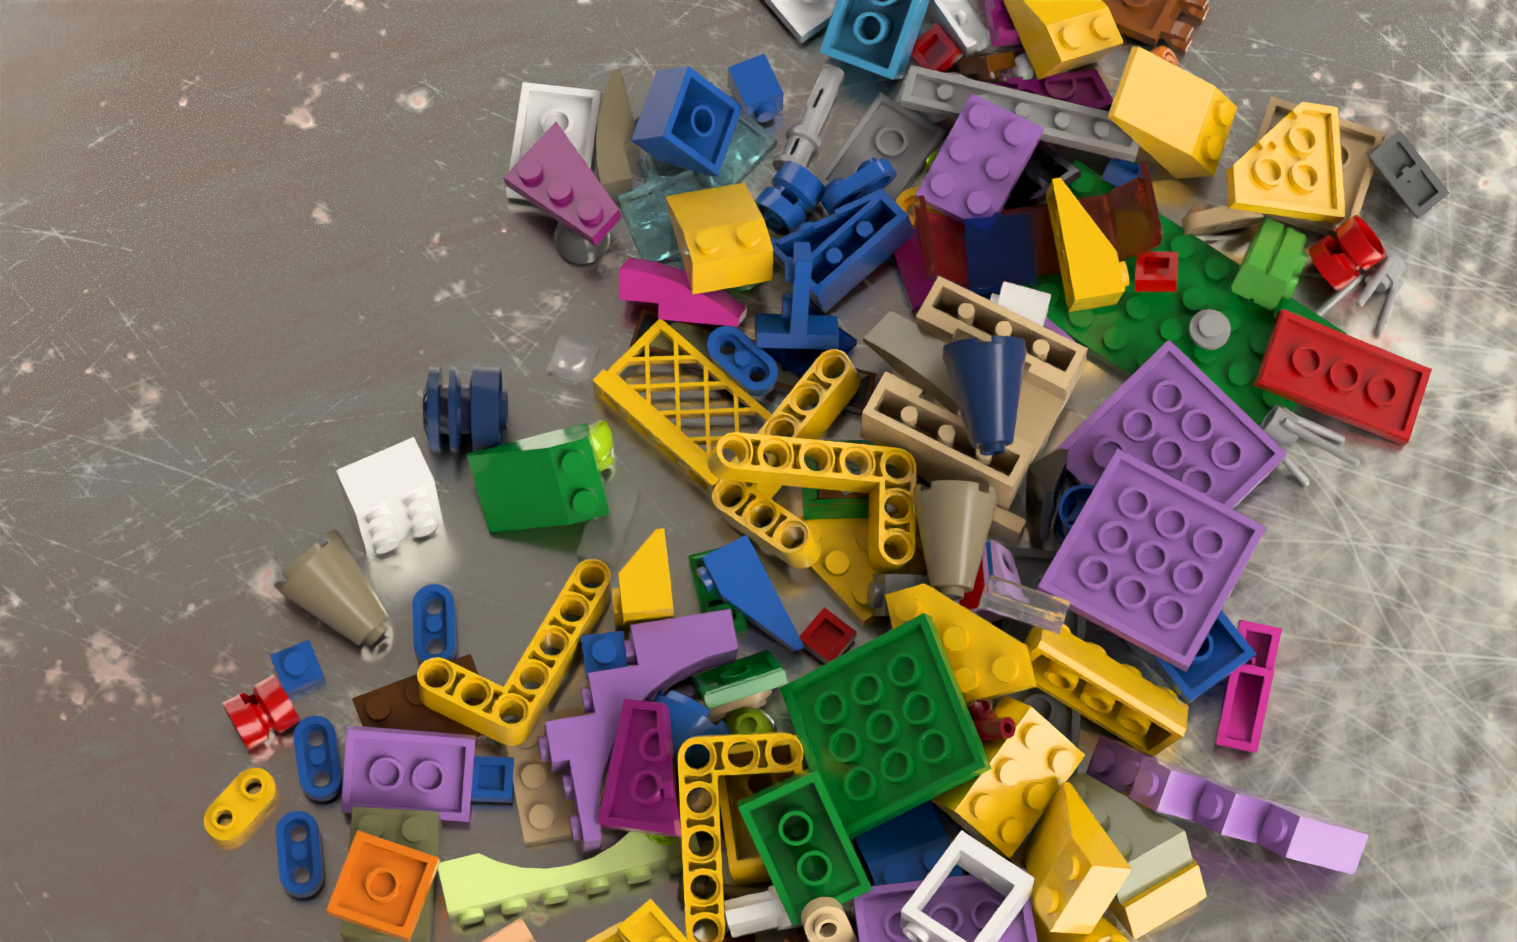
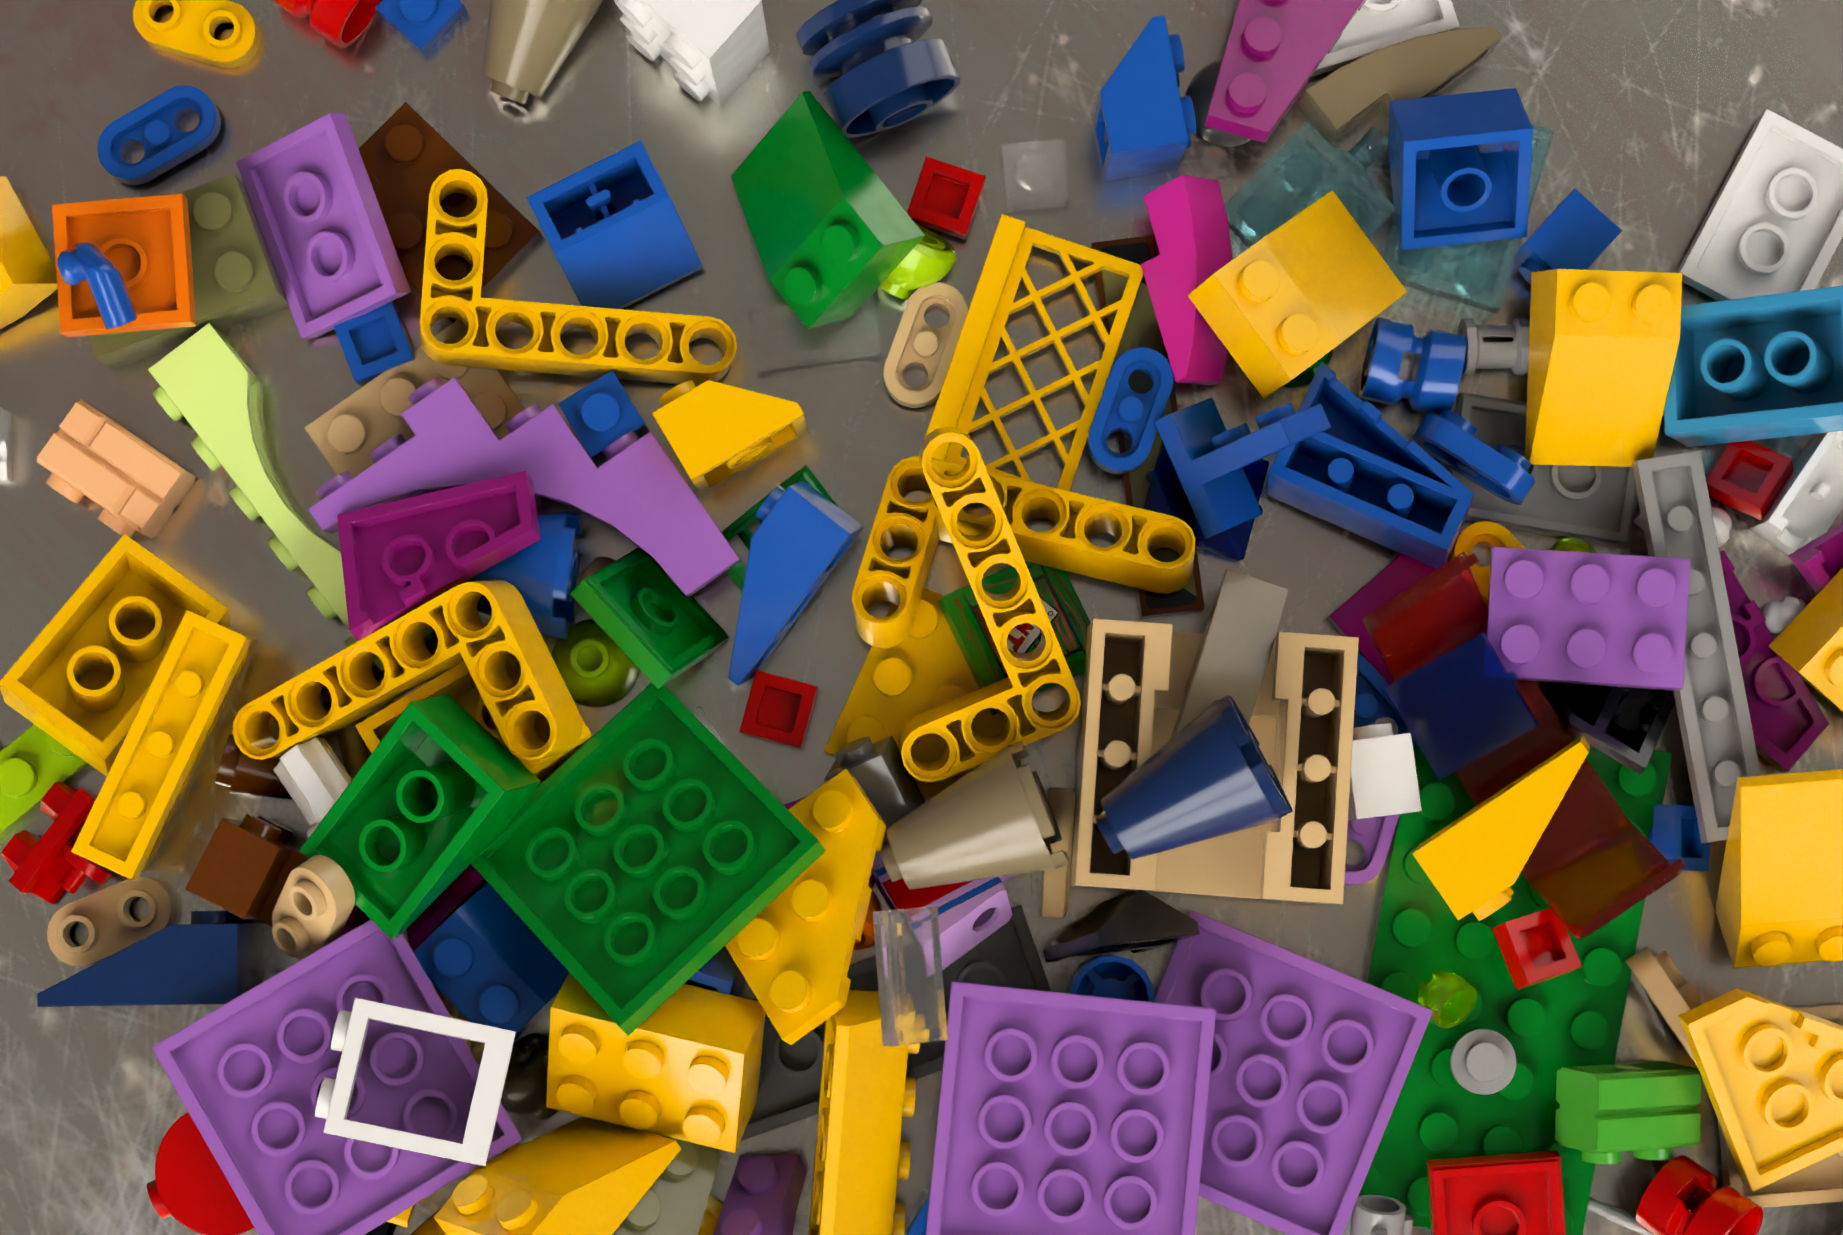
camera: 65 degrees right, 15 degrees up
(318, 760) = (299, 91): blue plate -> none
(390, 891) = (104, 281): none -> blue arm
(434, 628) = (551, 157): blue plate -> none
(493, 605) = (615, 230): none -> blue slope
(563, 410) = (946, 198): none -> red plate
(567, 275) = (1139, 111): none -> blue slope
(648, 463) = (924, 346): none -> tan plate
(836, 96) = (1599, 364): none -> yellow slope
(987, 65) = (1760, 560): reddish brown plate -> none
(987, 723) = (700, 997): dark red arm -> none
(1162, 330) = (1448, 997): none -> clear neon green hinge

